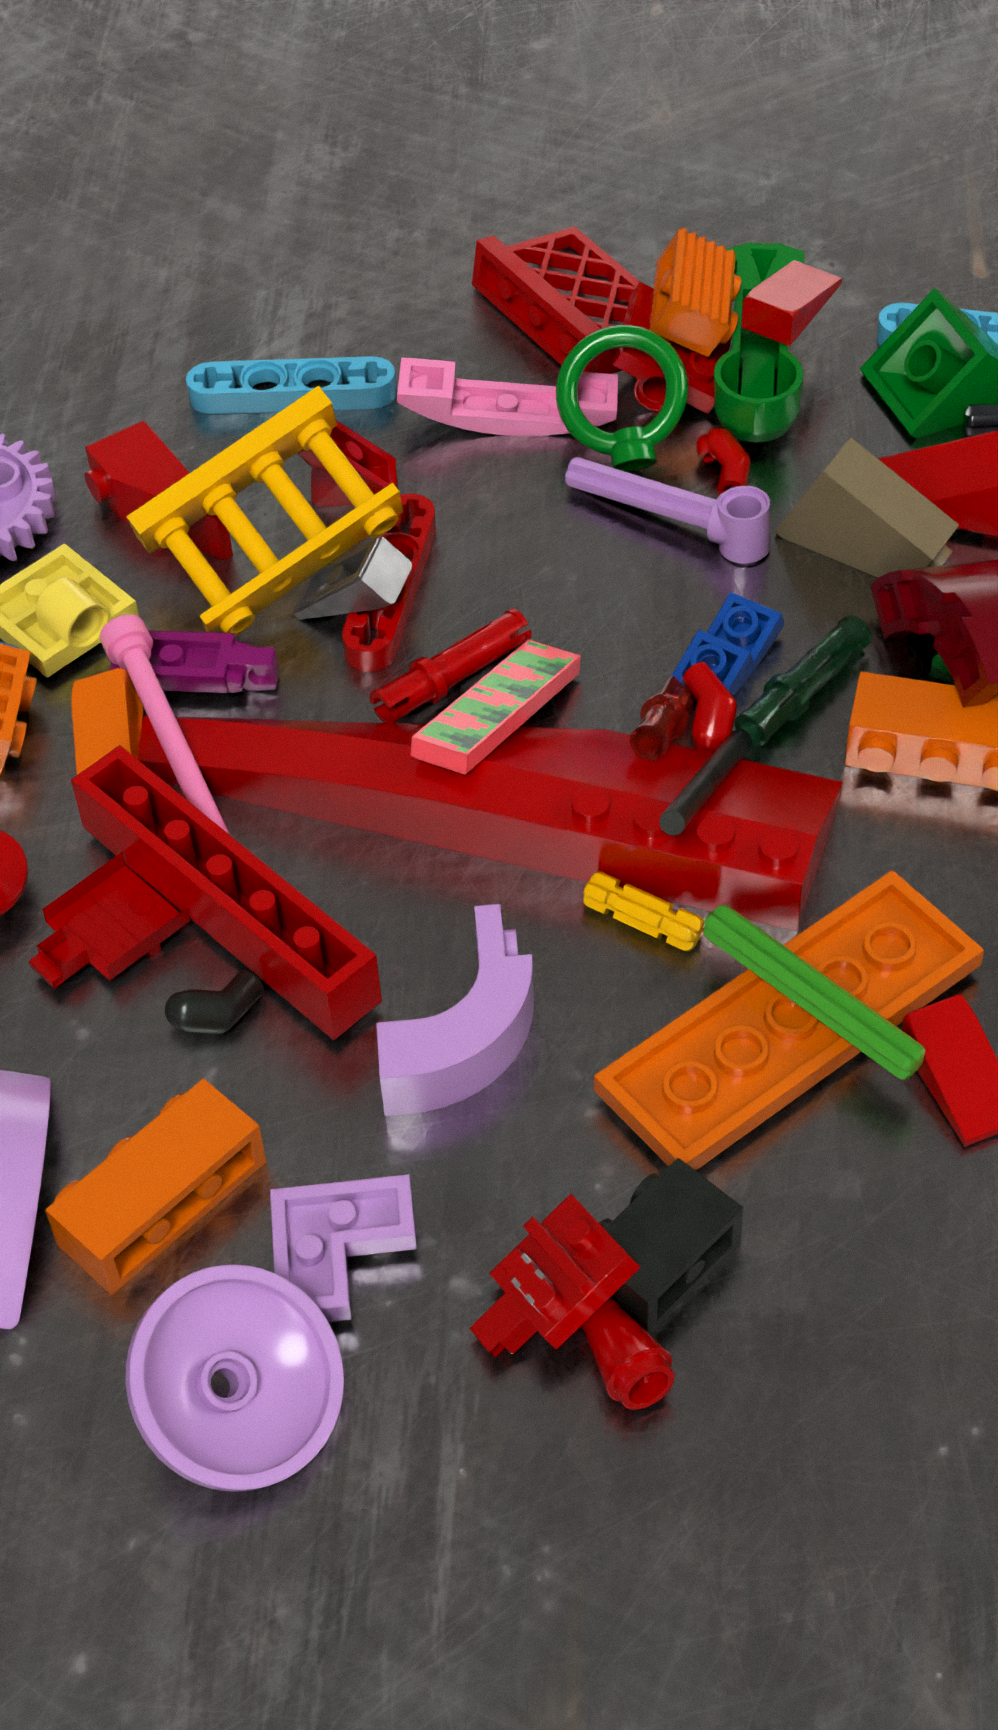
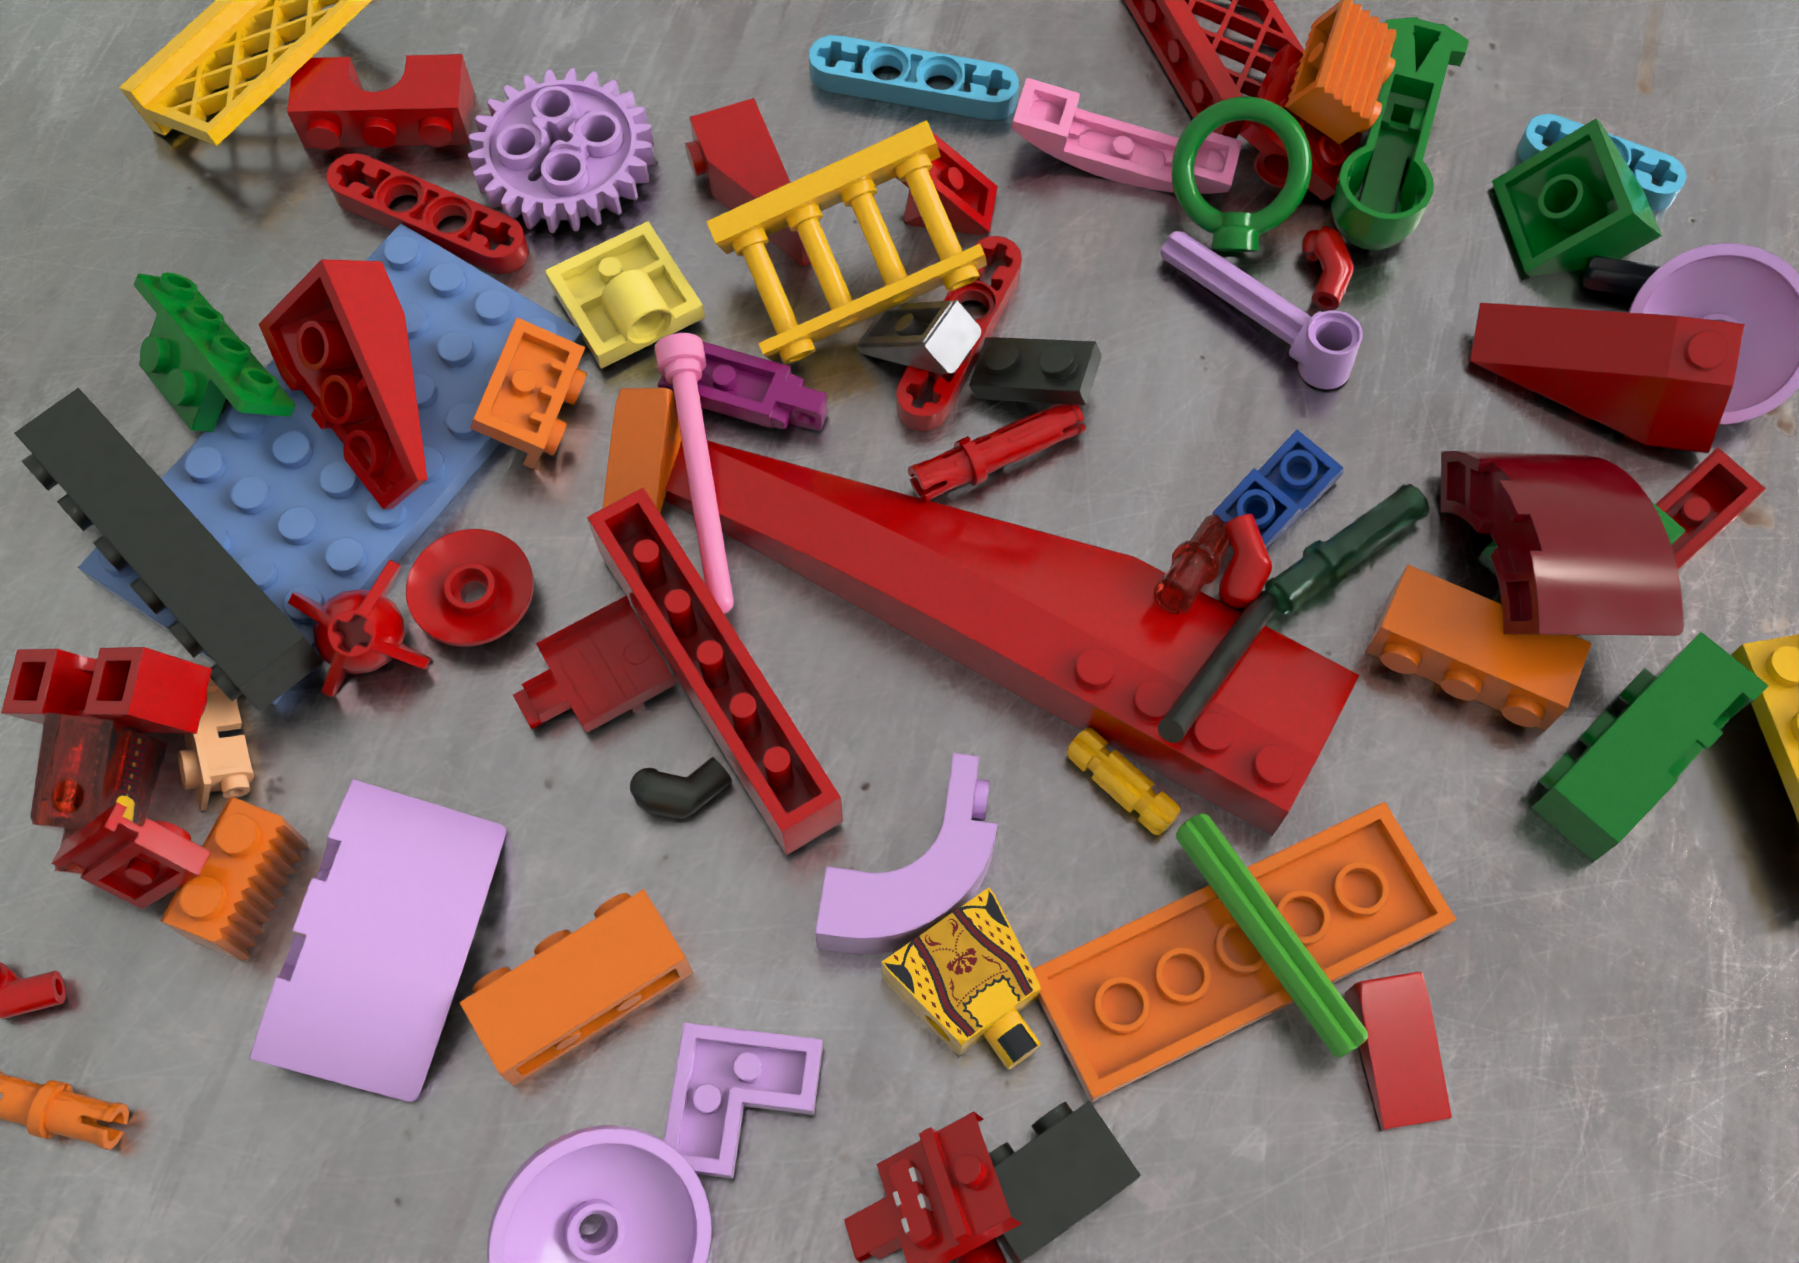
camera: 10 degrees right, 15 degrees up
(471, 593) = (1035, 370): none -> pearl dark grey plate
(495, 707) = (1027, 519): coral tile -> none
(537, 1098) = (969, 981): none -> torso
(788, 301) = (1439, 102): slope -> none
(868, 517) = (1460, 376): dark tan slope -> none

